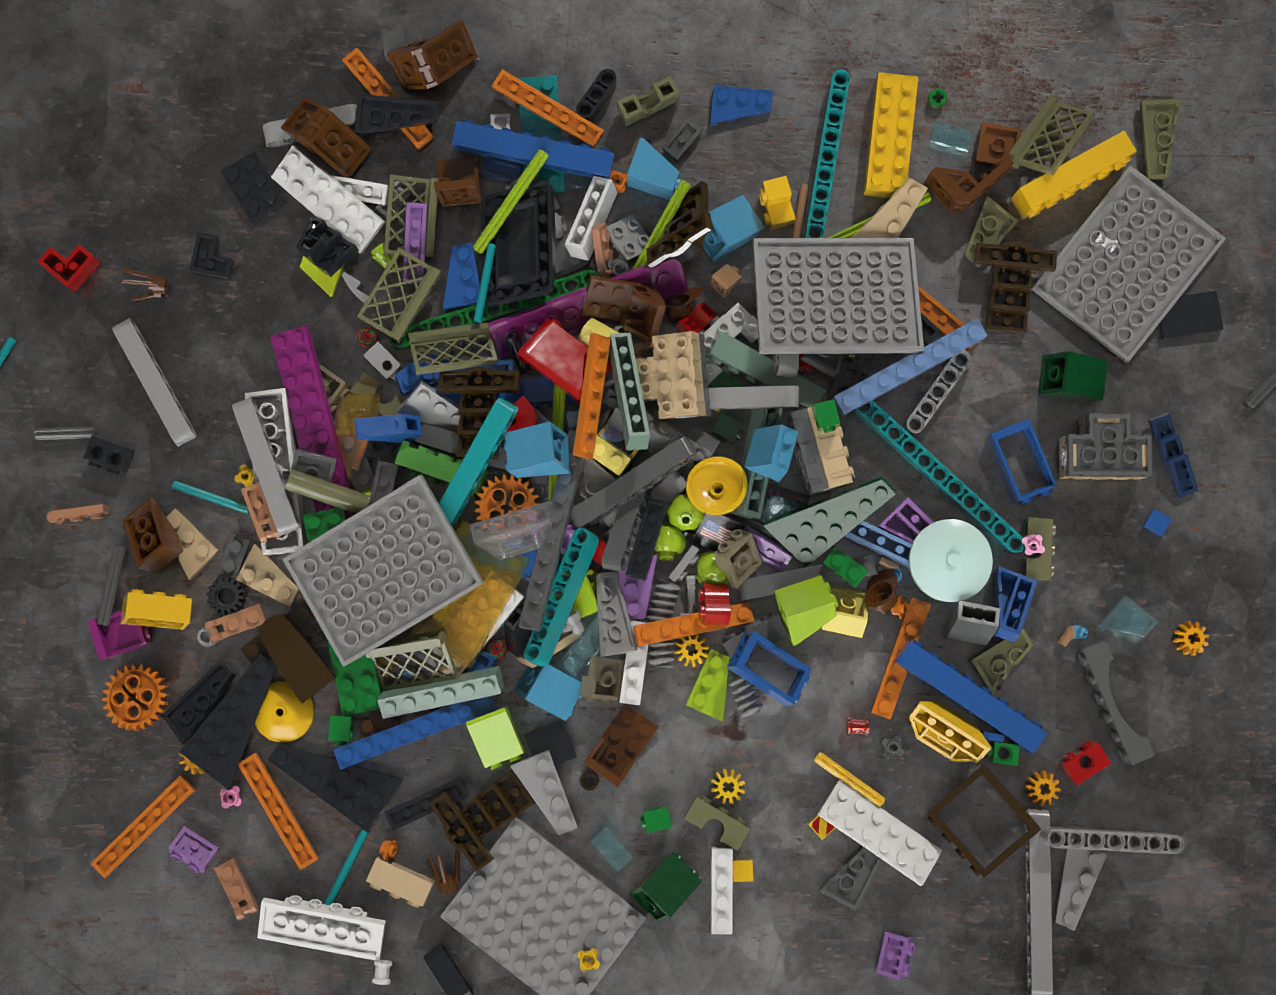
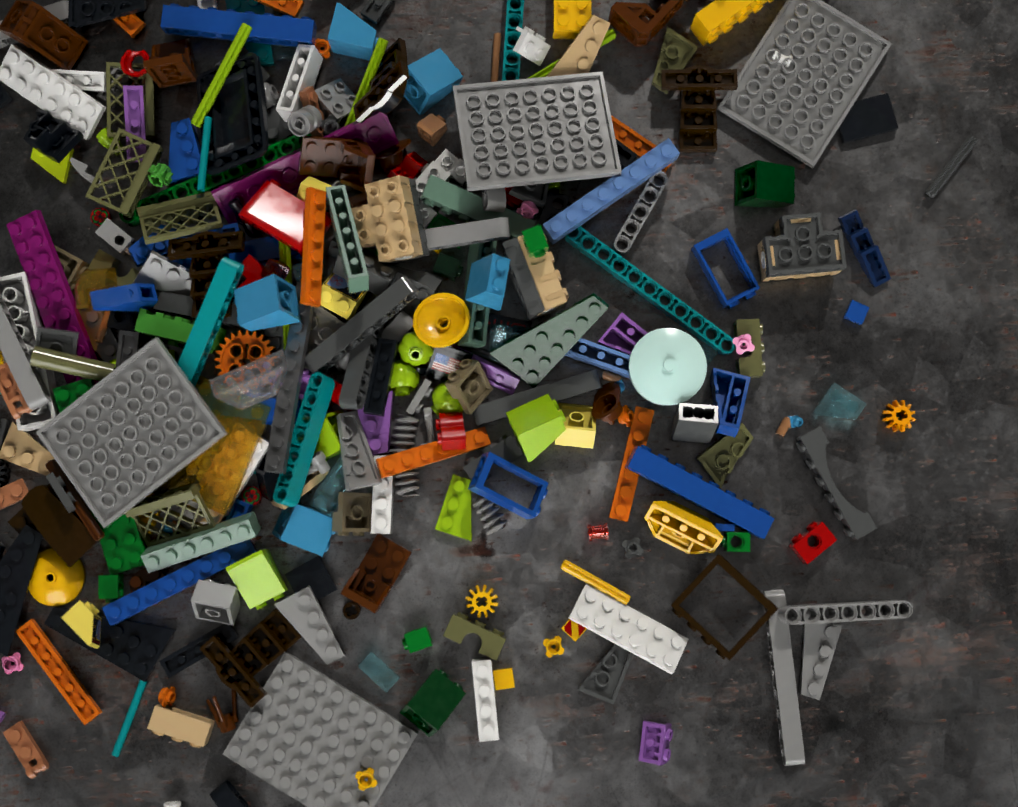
camera: 15 degrees left, 0 degrees up
(299, 616) = (58, 484): none -> dark grey plate
(313, 762) = (85, 622): none -> light yellow slope
(314, 634) = (81, 509): none -> reddish brown axle
(321, 927) = (109, 776): white plate -> none
(412, 175) = (127, 59): none -> red piece
(436, 301) = (160, 175): none -> bright green gear
(450, 757) = (216, 602): none -> light grey brick
(500, 170) = (210, 48): dark blue tile -> none
(548, 413) = (275, 267): none -> clear red slope
(594, 260) = (304, 120): none -> light grey wheel
(685, 652) = (438, 482): yellow gear -> none
(775, 198) = (470, 47): yellow brick -> none
(794, 847) = (553, 651): none -> yellow plate
(819, 377) = (527, 209): none -> bright pink plate
(840, 203) = (531, 46): none -> white bracket
(845, 567) = (570, 383): green plate -> none
(1049, 785) = (782, 567): light orange gear -> none

